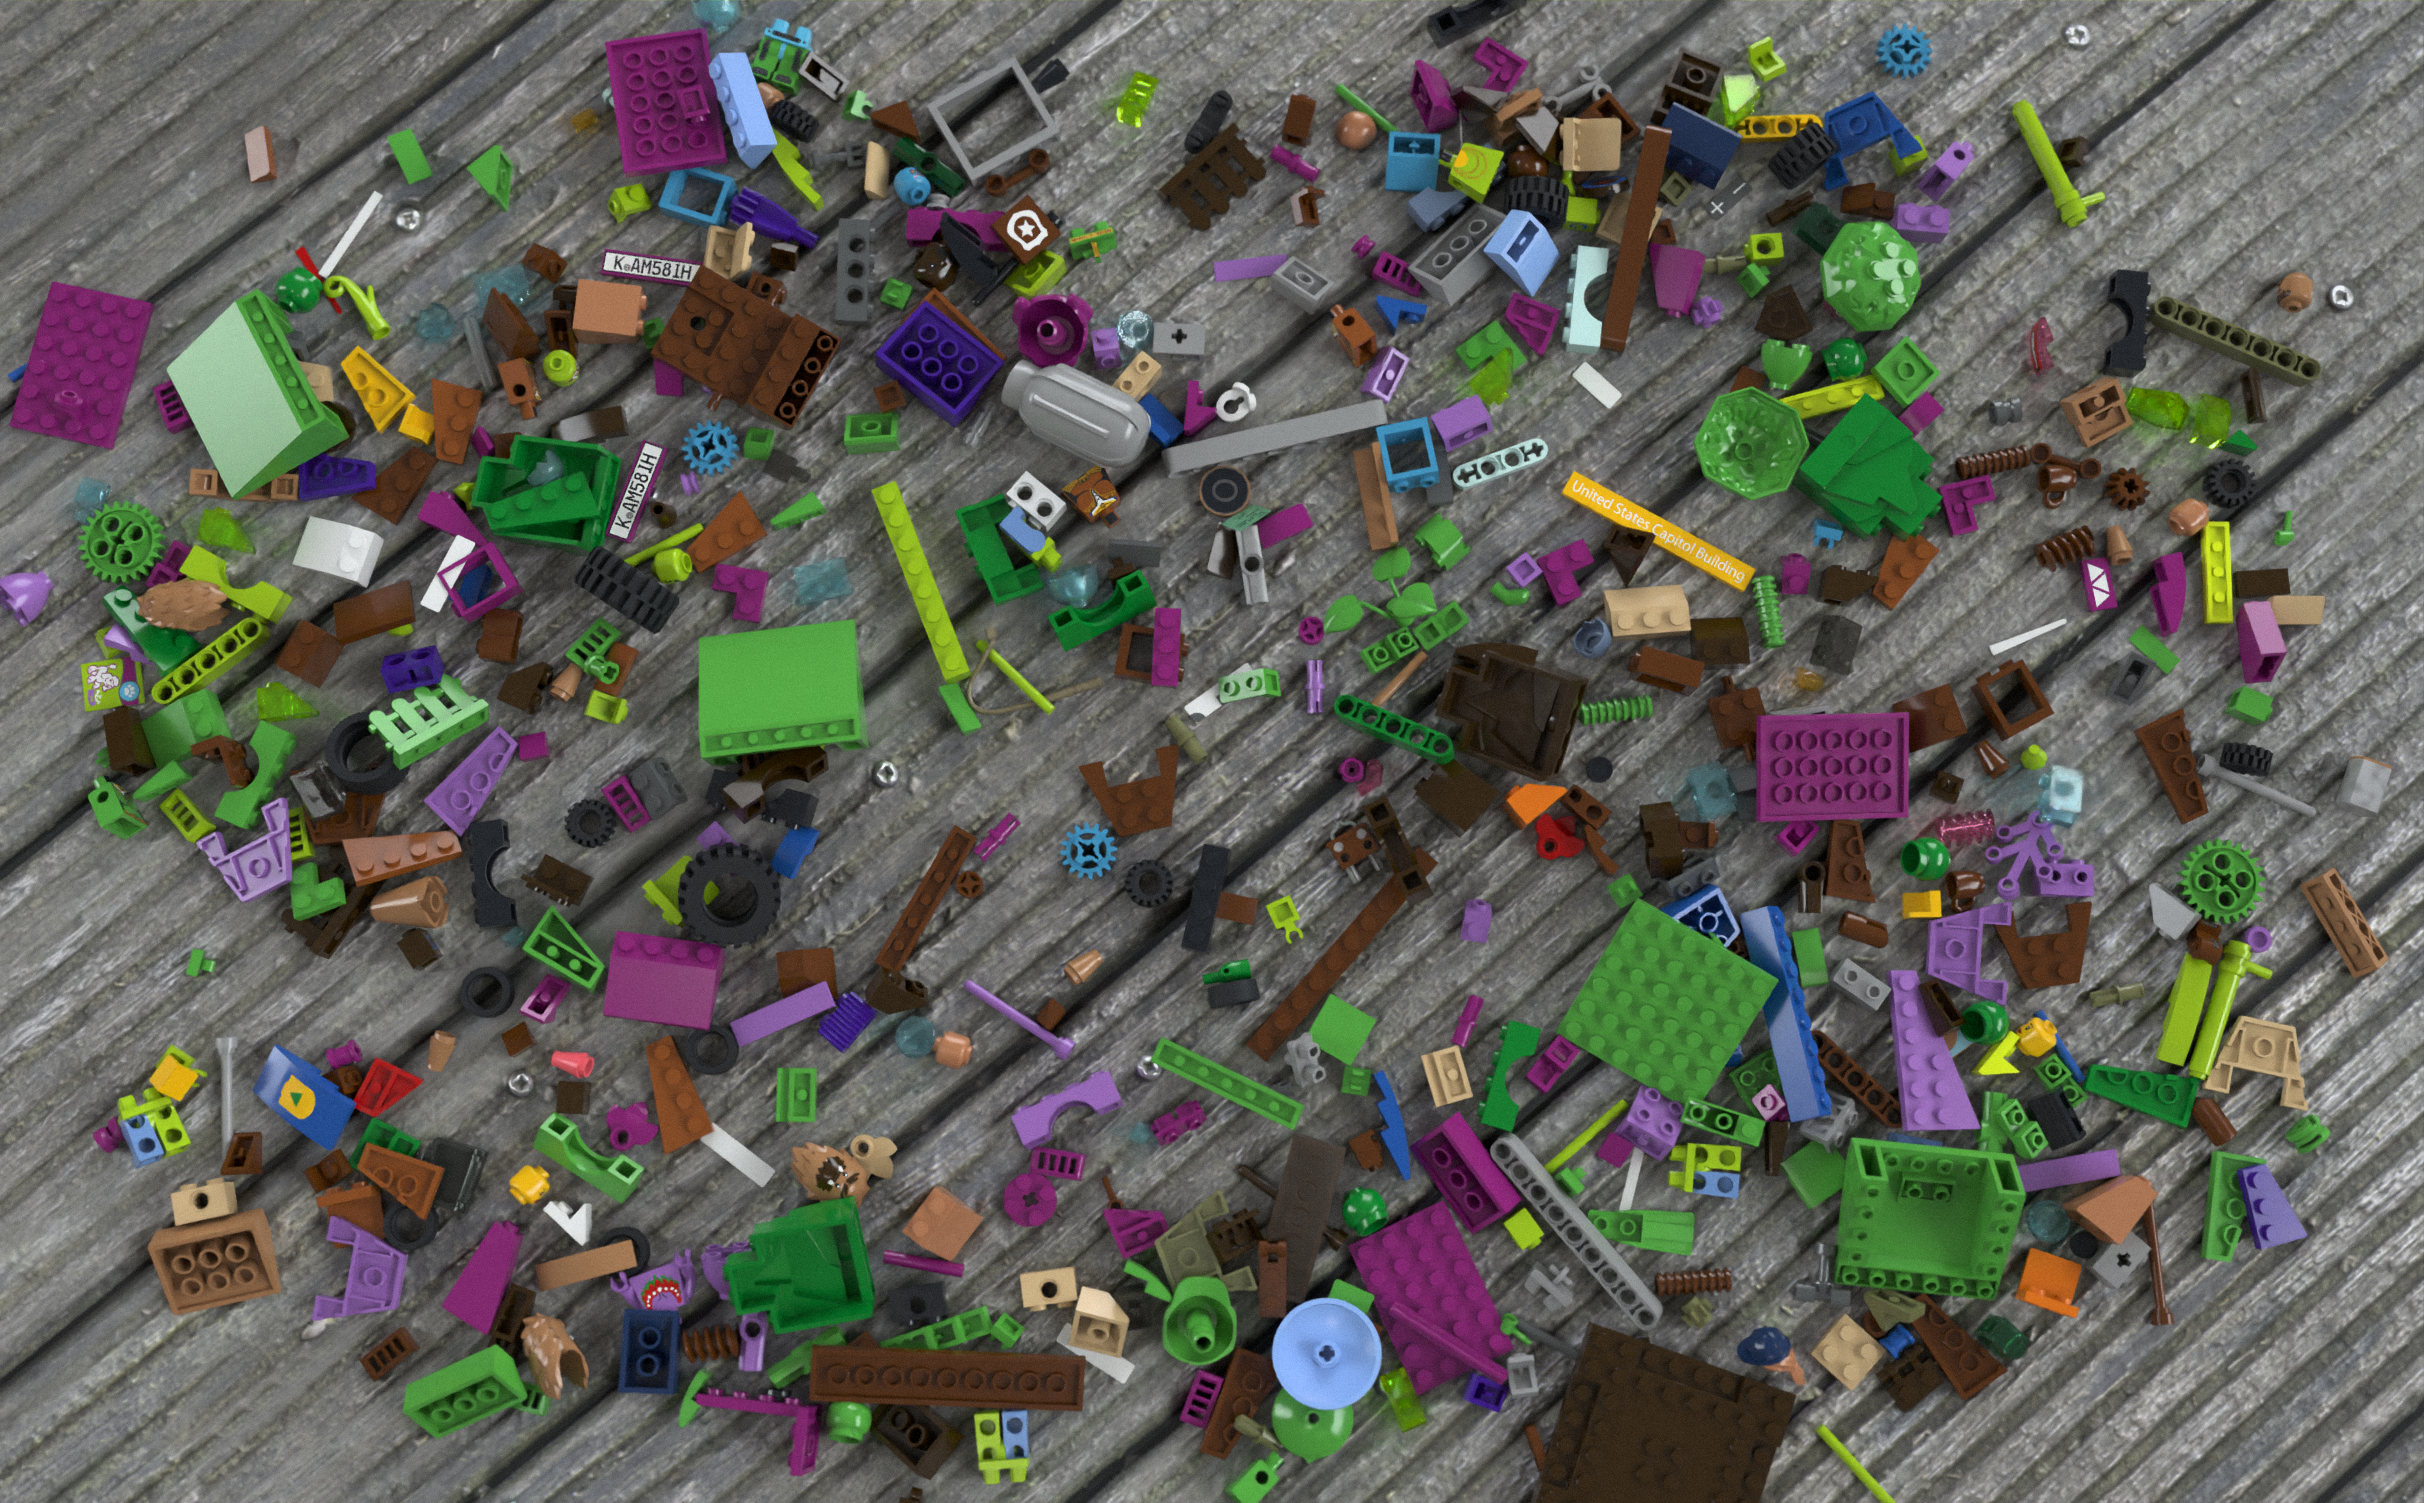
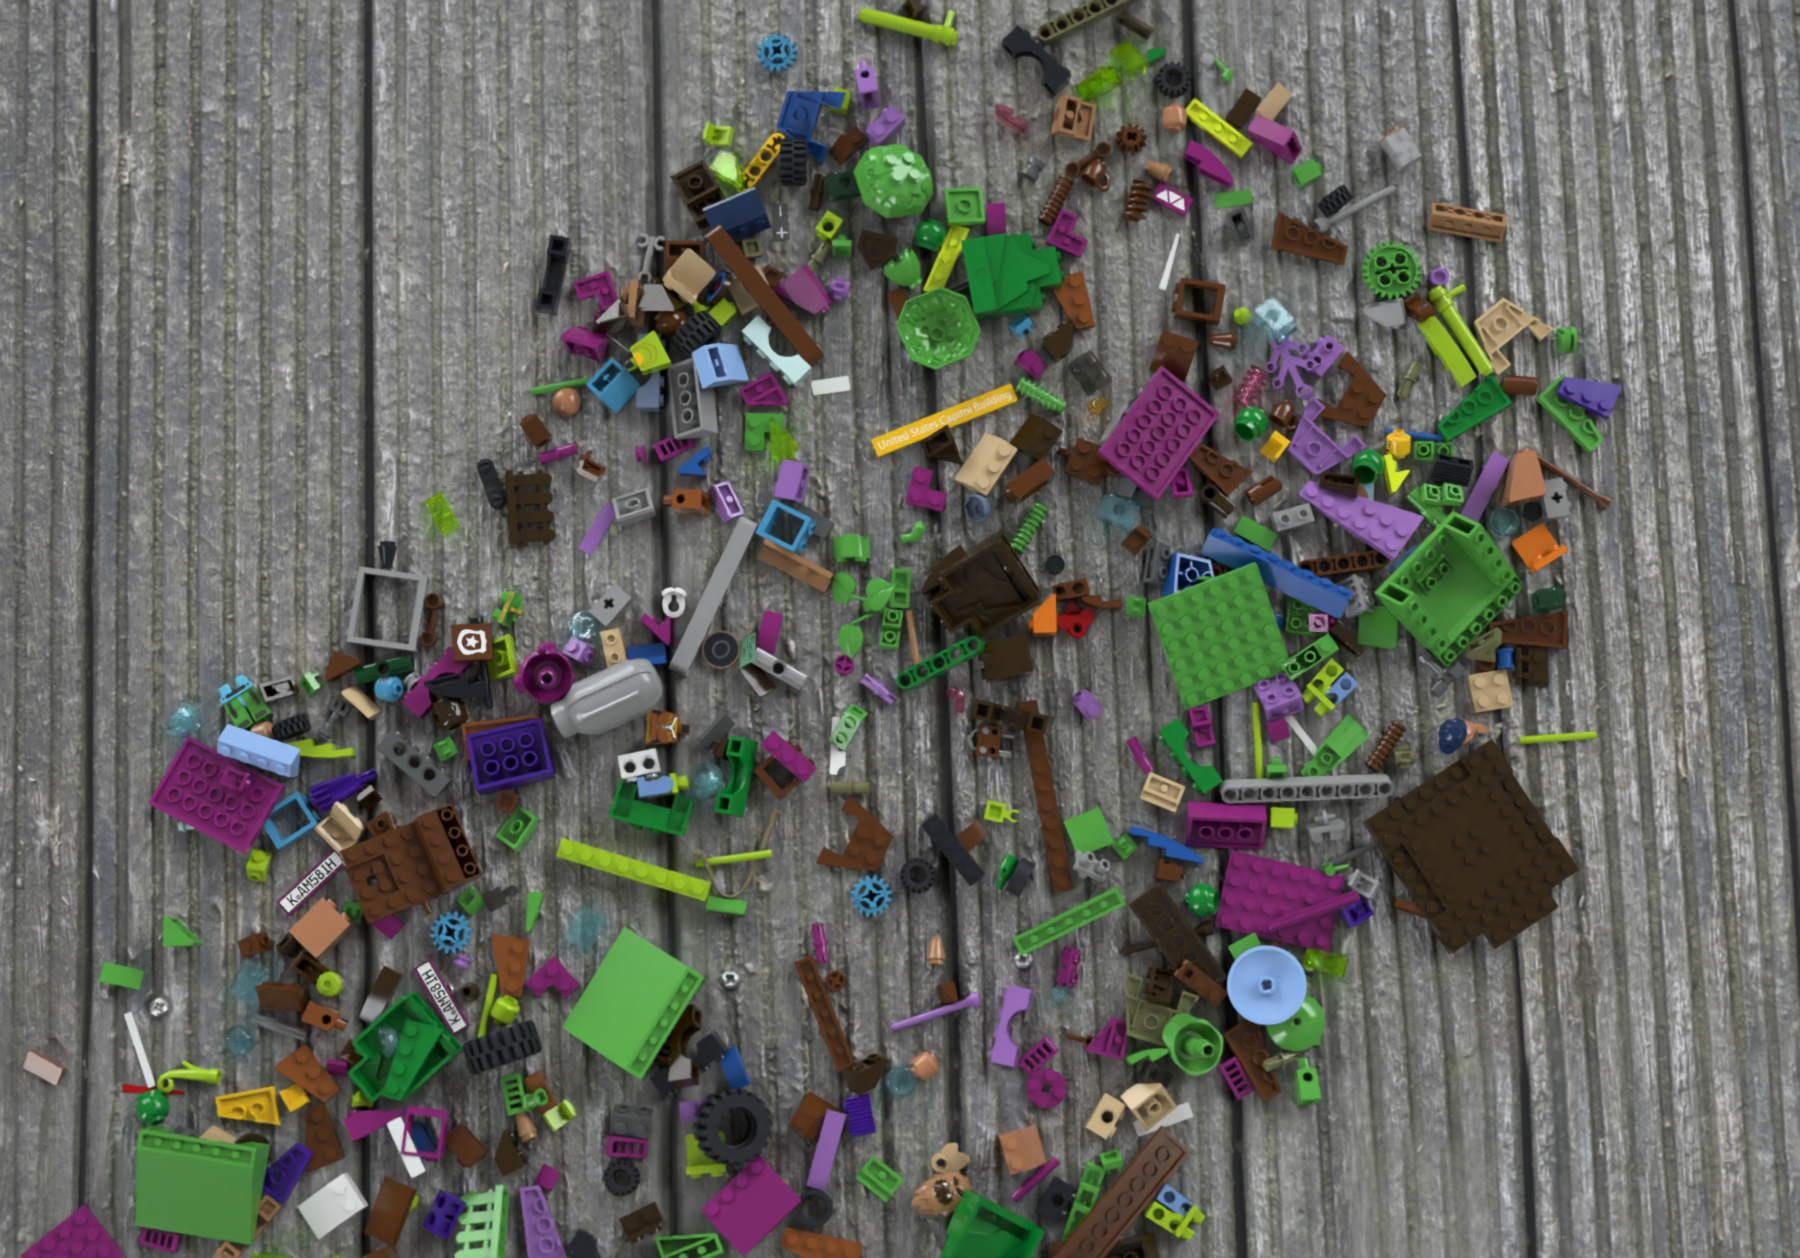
camera: 50 degrees left, 0 degrees up
(583, 119) = (183, 852): clear yellow slope -> none
(739, 1156) = (888, 1240): white sticker -> none
(1358, 768) = (943, 701): magenta plate -> none
(1499, 463) = (831, 478): light aqua beam -> none
(1523, 570) = (906, 515): medium lavender tile -> none
(1662, 839) = (1126, 563): dark brown brick -> none

